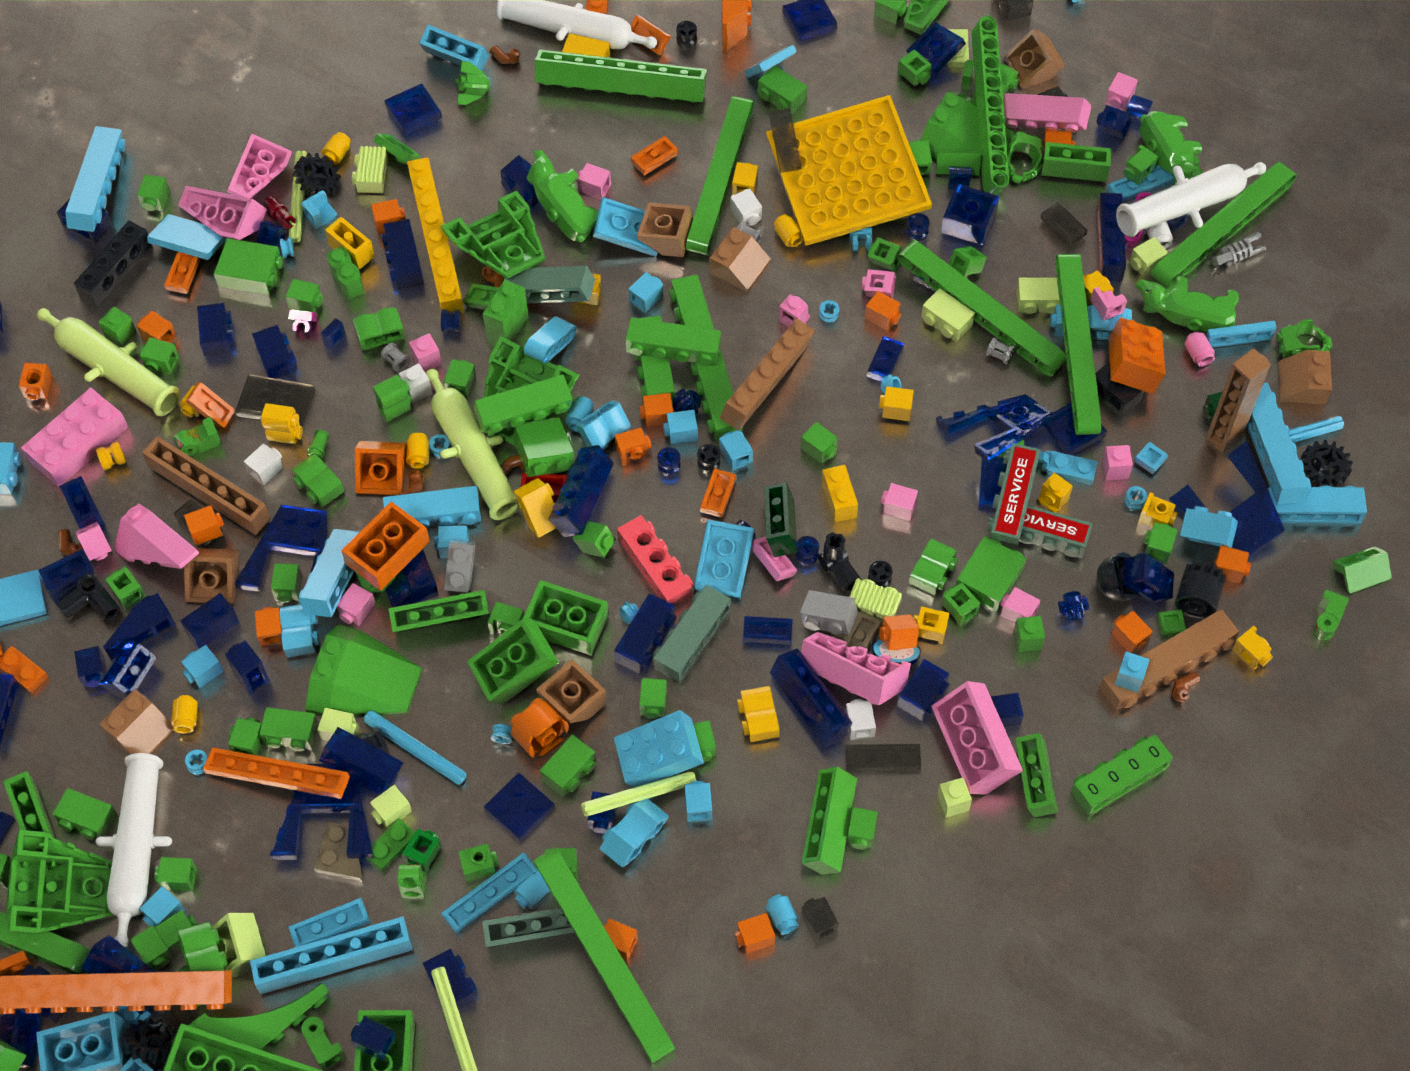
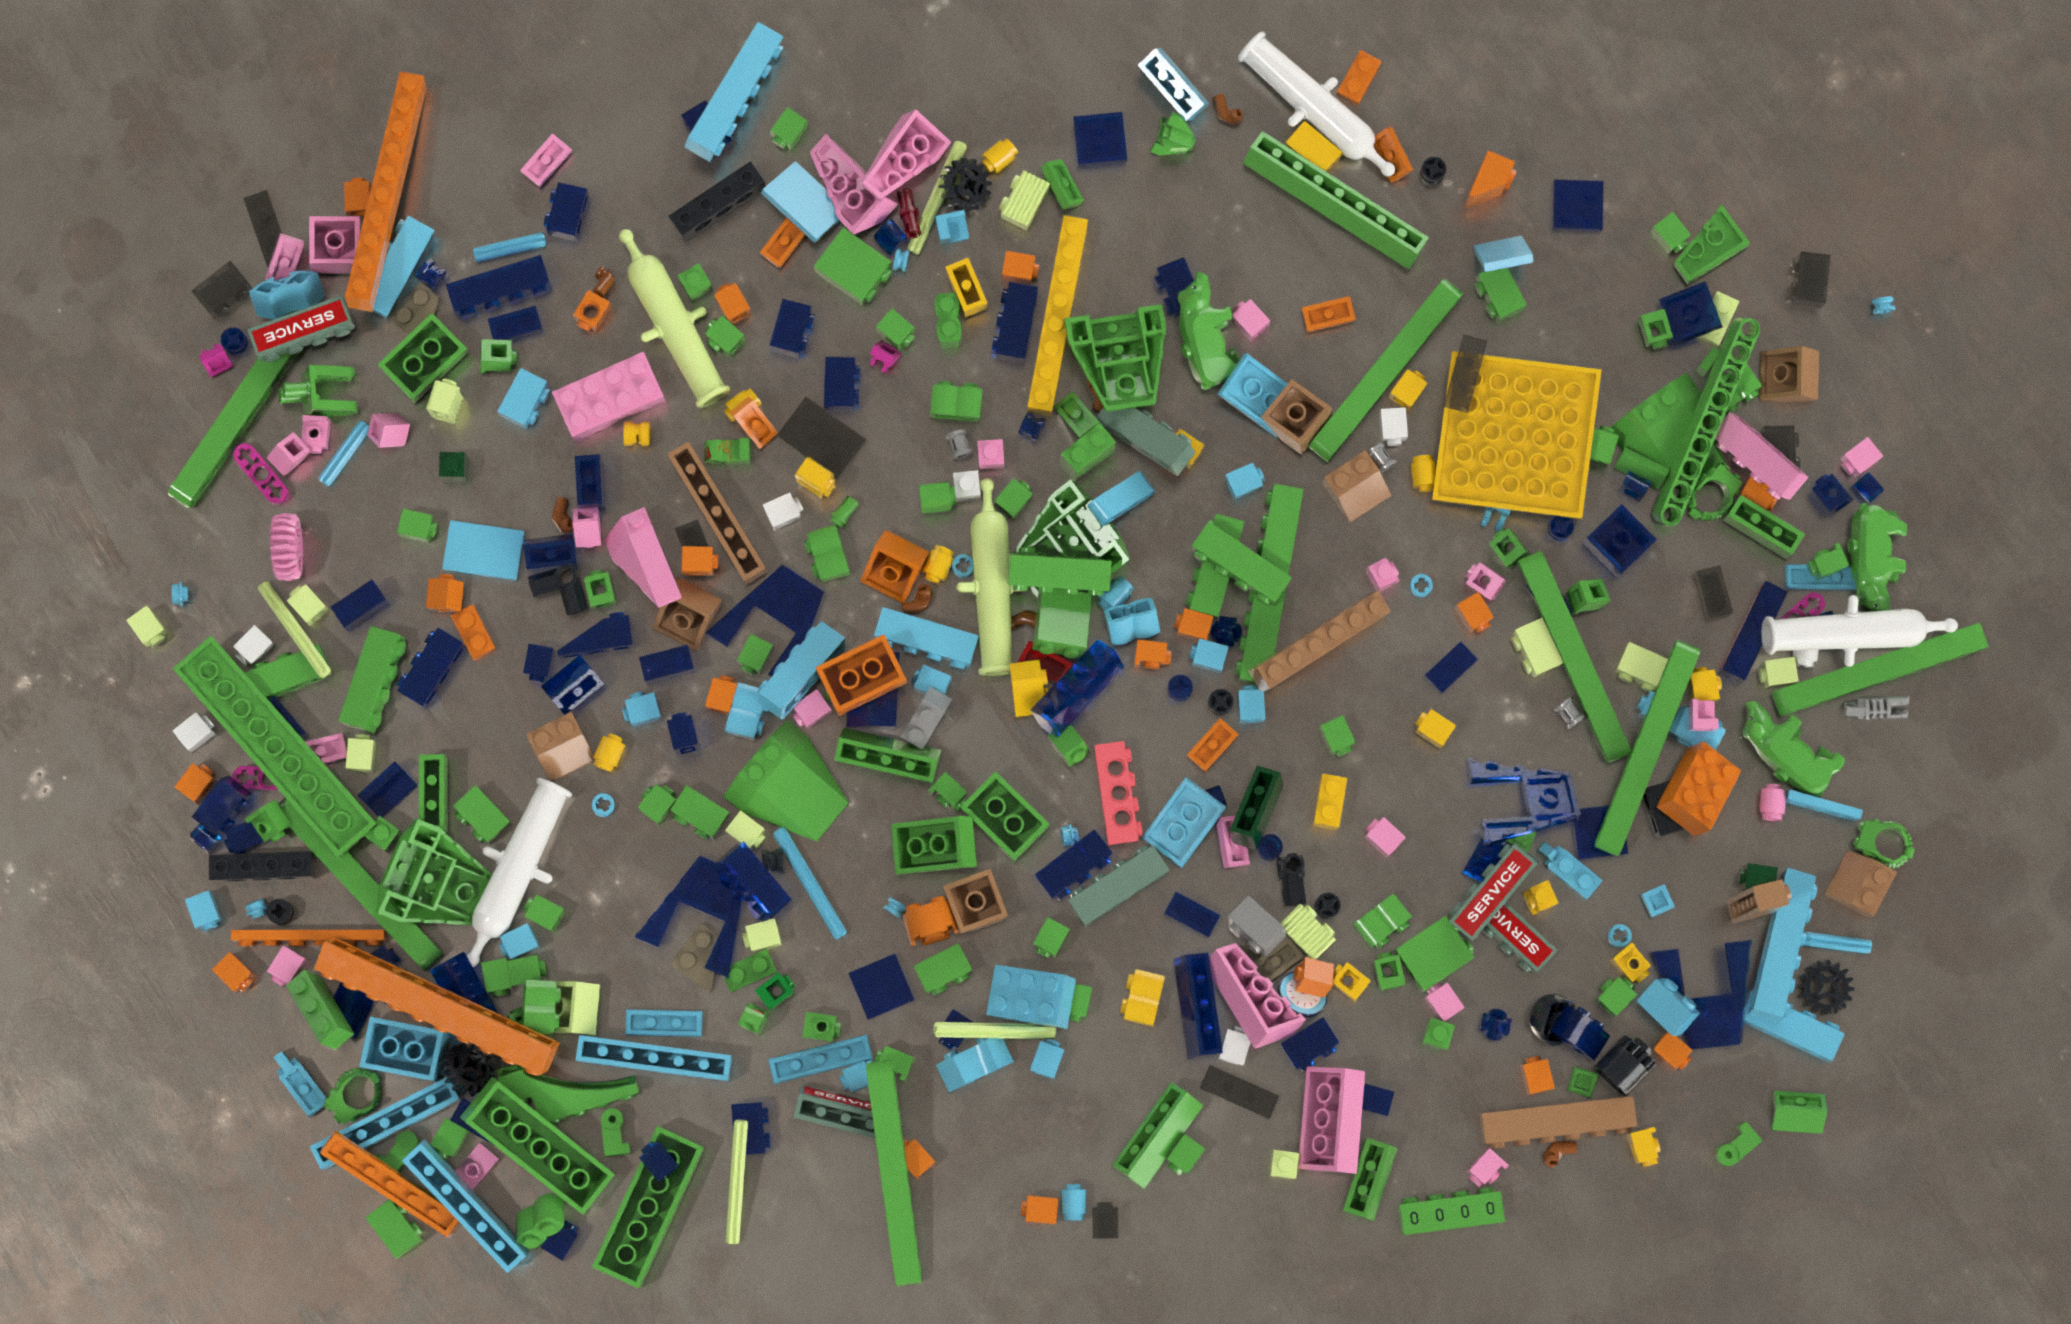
camera: 20 degrees right, 20 degrees up
(37, 354) = (606, 281): none -> dark orange arm
(276, 772) = (671, 856): orange plate -> none
(333, 333) = (908, 388): clear blue tile -> none
(890, 381) = (1440, 702): medium azure plate -> none
(1117, 462) = (1619, 892): bright pink brick -> none
(1131, 723) = (1486, 1168): none -> bright pink brick
(1132, 672) = (1508, 1125): medium azure brick -> none

